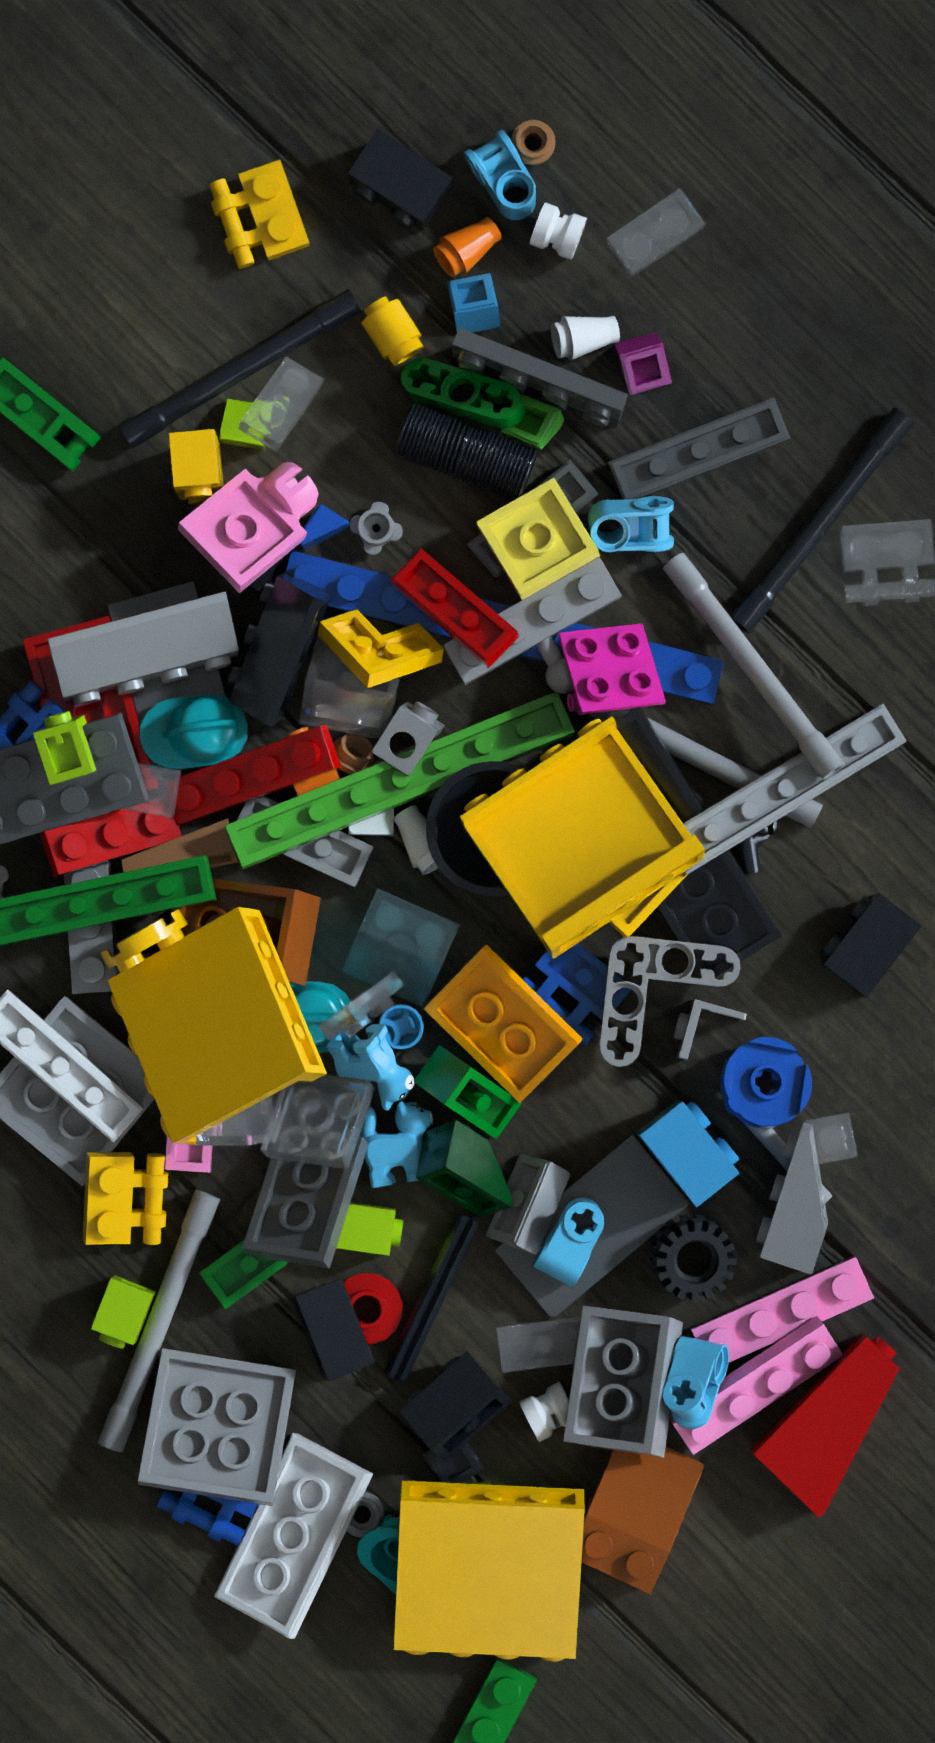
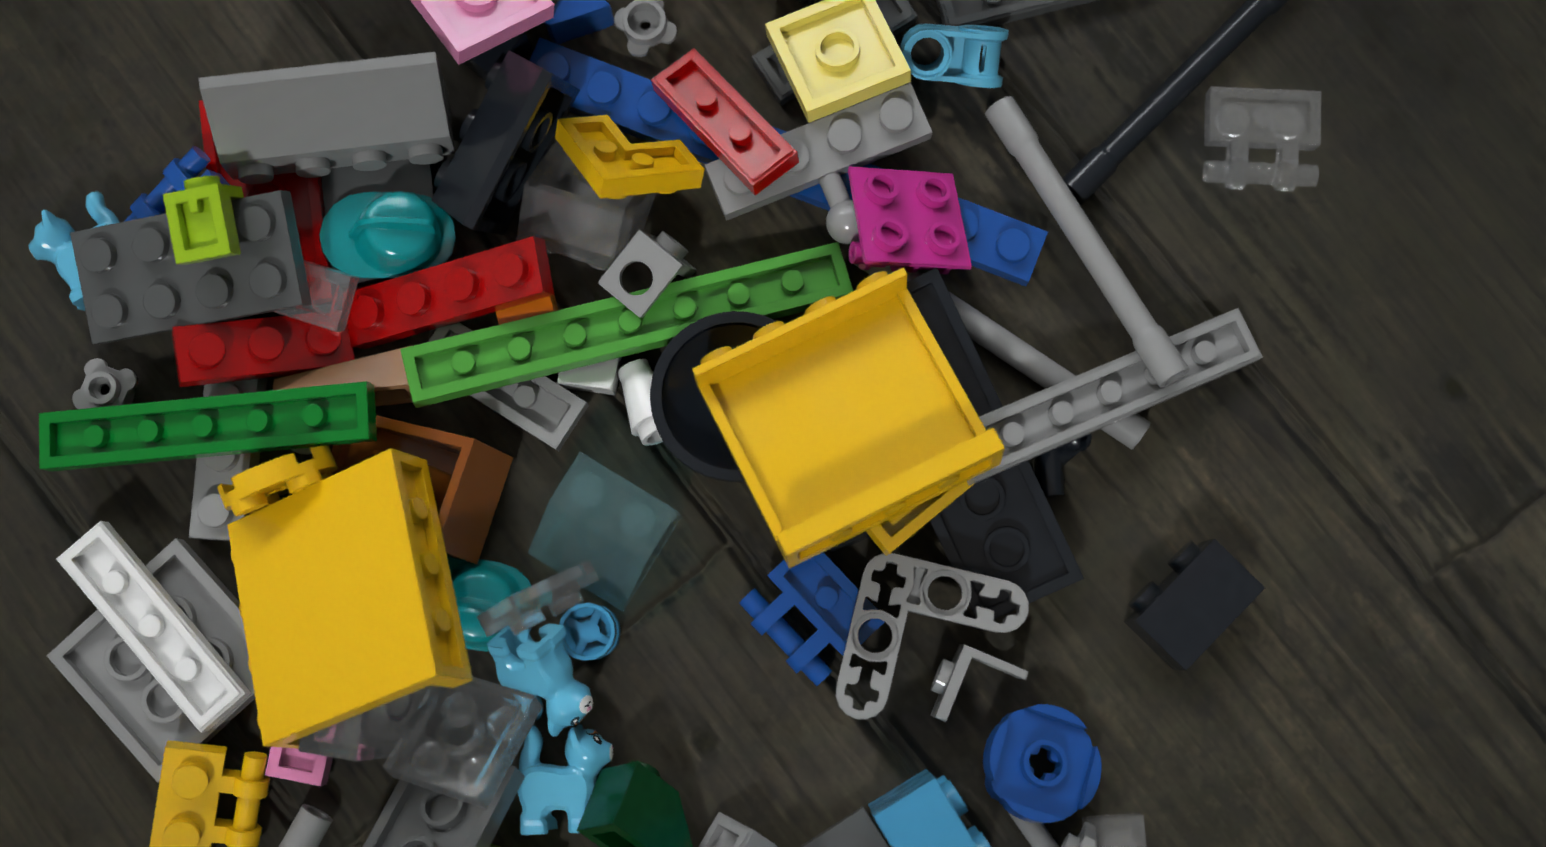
camera: 15 degrees right, 5 degrees down
(354, 753) = (576, 284): medium nougat plate -> none
(467, 1092) = (660, 726): green slope -> none
(503, 1023) = (717, 644): light orange plate -> none

